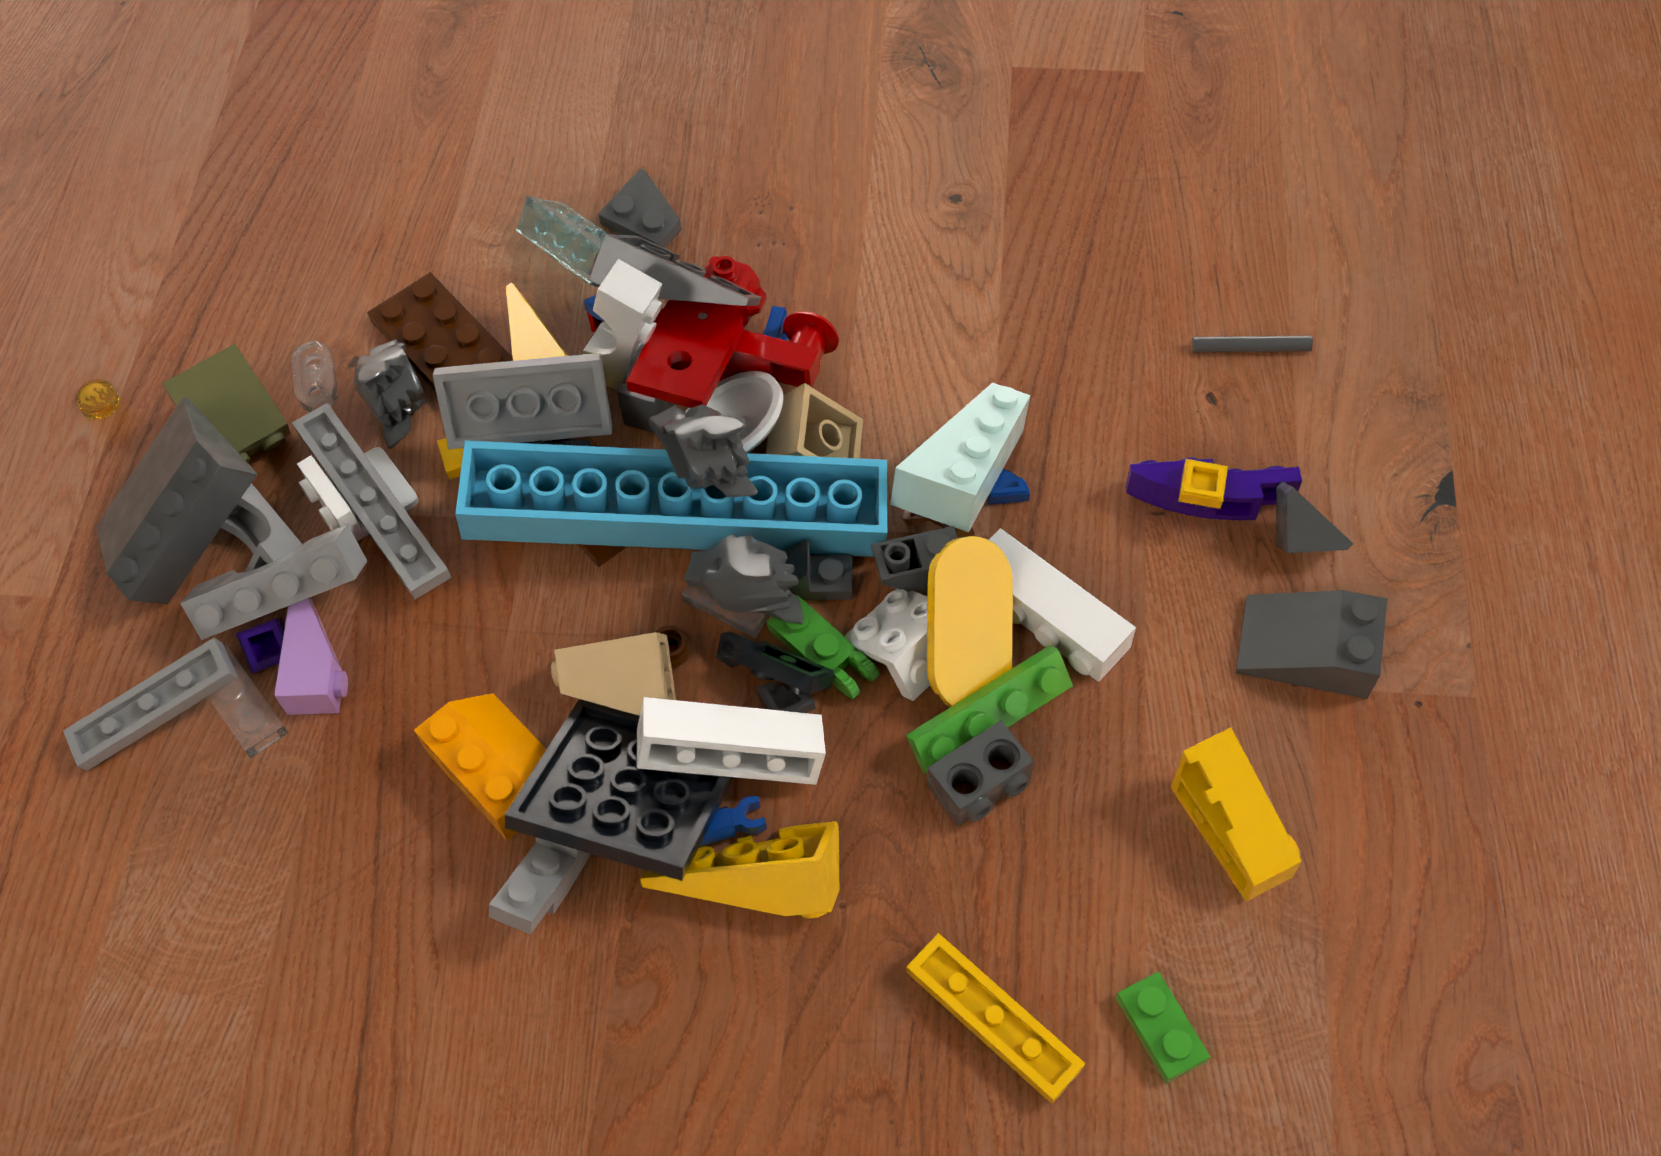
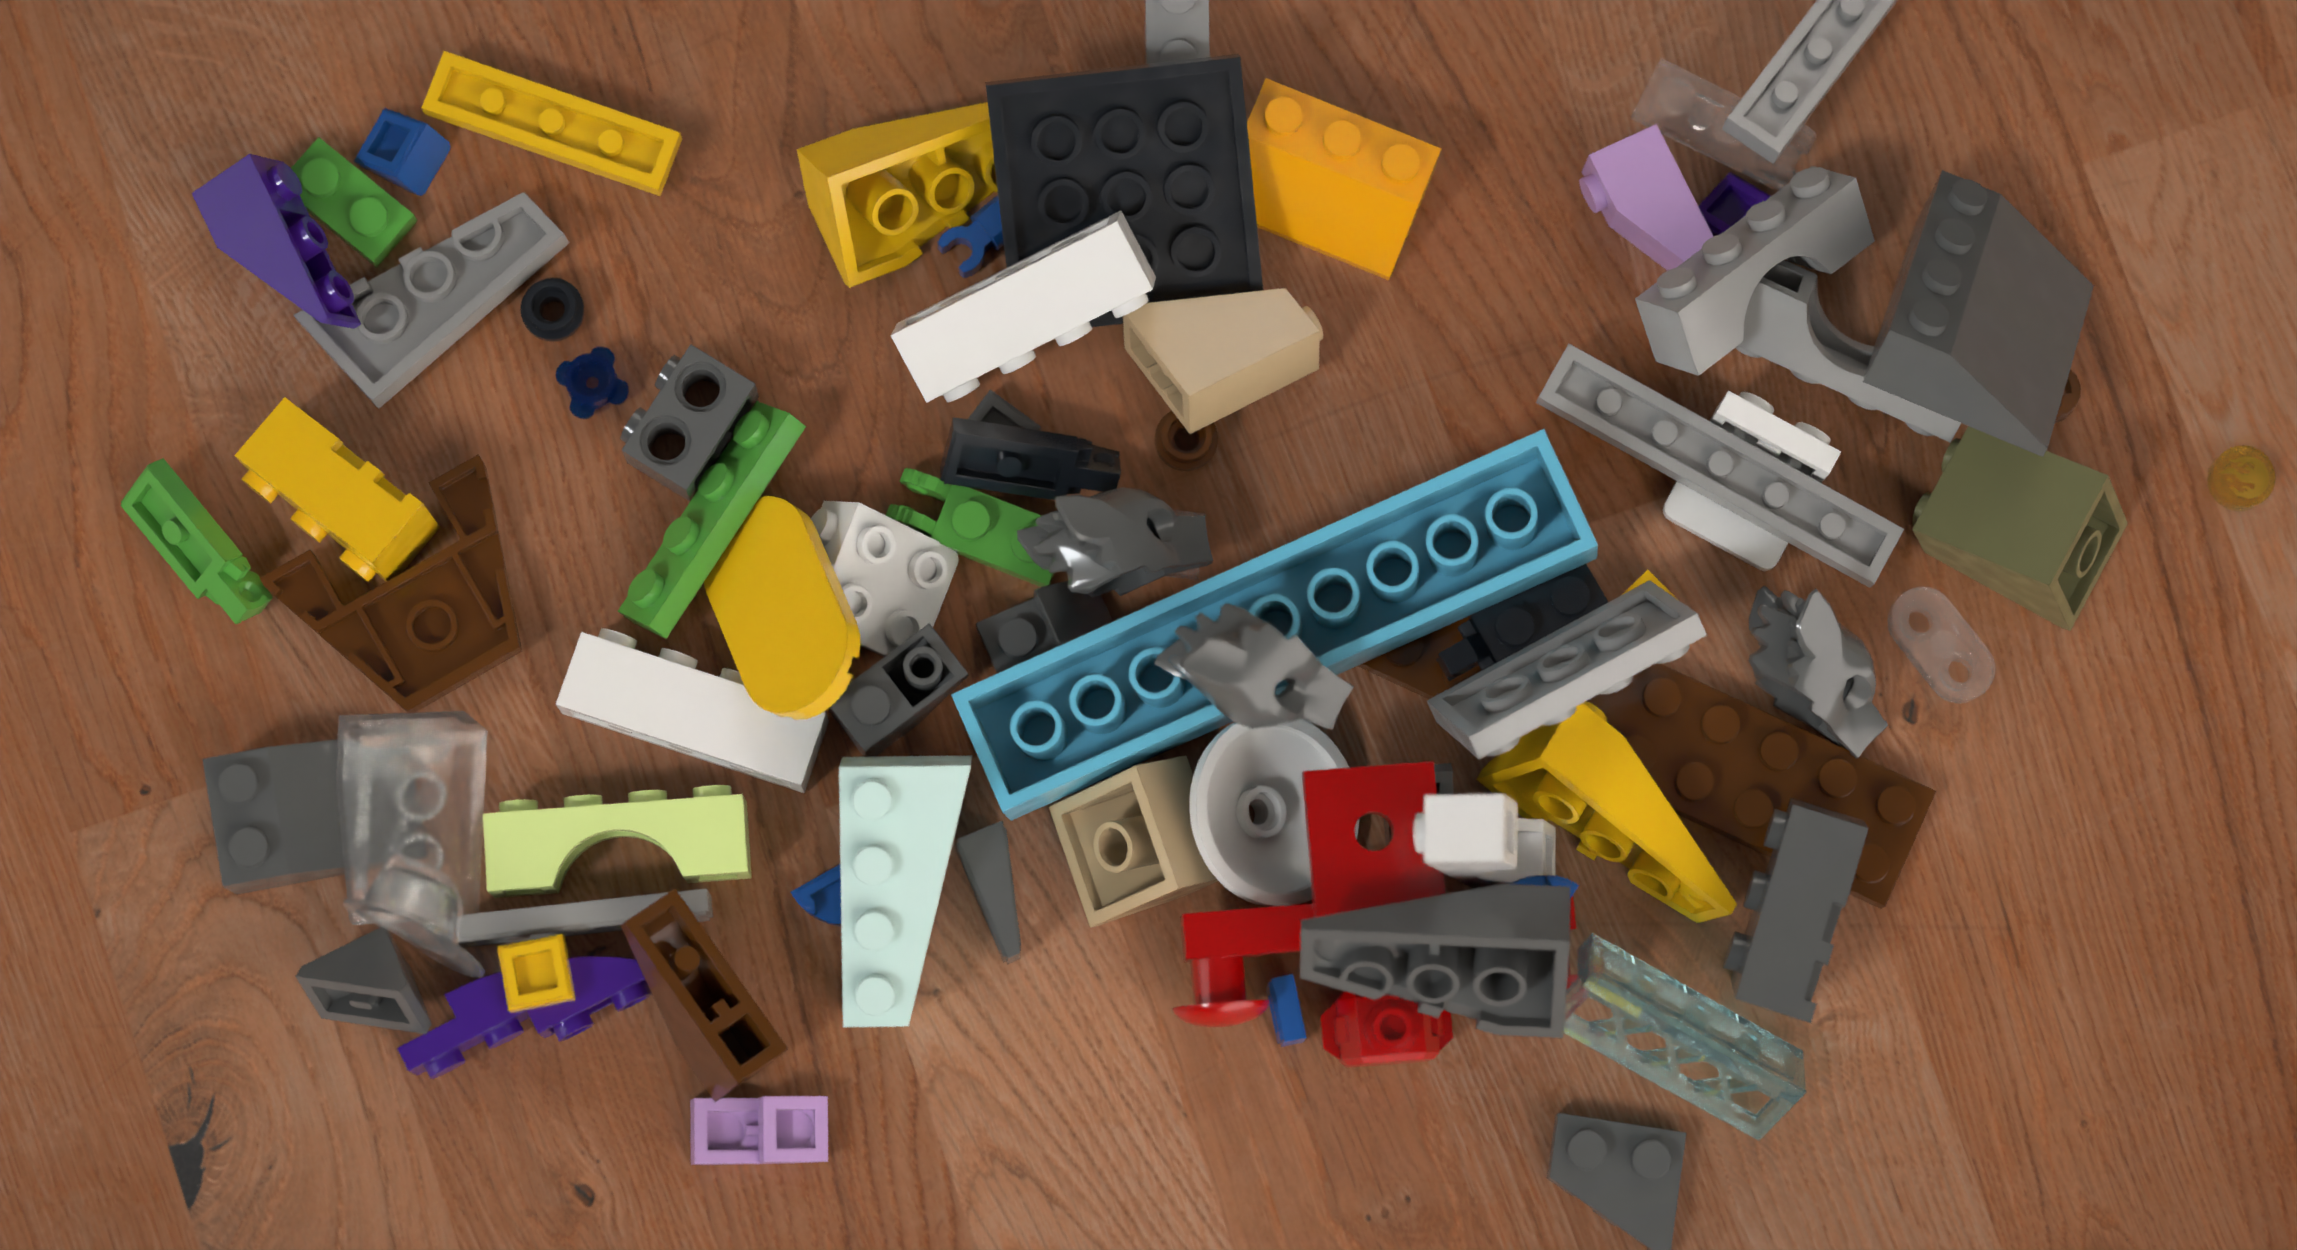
camera: 145 degrees right, 20 degrees up
(479, 266) = (1795, 908): none -> dark grey wedge
(908, 438) = (989, 871): none -> dark grey slope
(1034, 819) = (592, 365): none -> clear blue plate
(1043, 877) = (549, 291): none -> black plate
(1090, 386) = (759, 1130): none -> lavender slope
(1105, 437) = (701, 997): none -> reddish brown slope
(1110, 1049) = (403, 151): none -> blue slope
(1132, 928) = (436, 296): none -> light grey wing
(1163, 520) = (567, 919): none -> light grey tile
(1169, 568) = (535, 847): none -> yellowish green arch
(1189, 710) = (431, 622): none -> reddish brown wing
(1229, 1010) = (266, 228): none -> dark purple slope
(1249, 609) = (412, 791): none -> clear slope
(1269, 532) = (420, 908): none -> clear piece
(1345, 829) = (194, 542): none -> bright green hinge

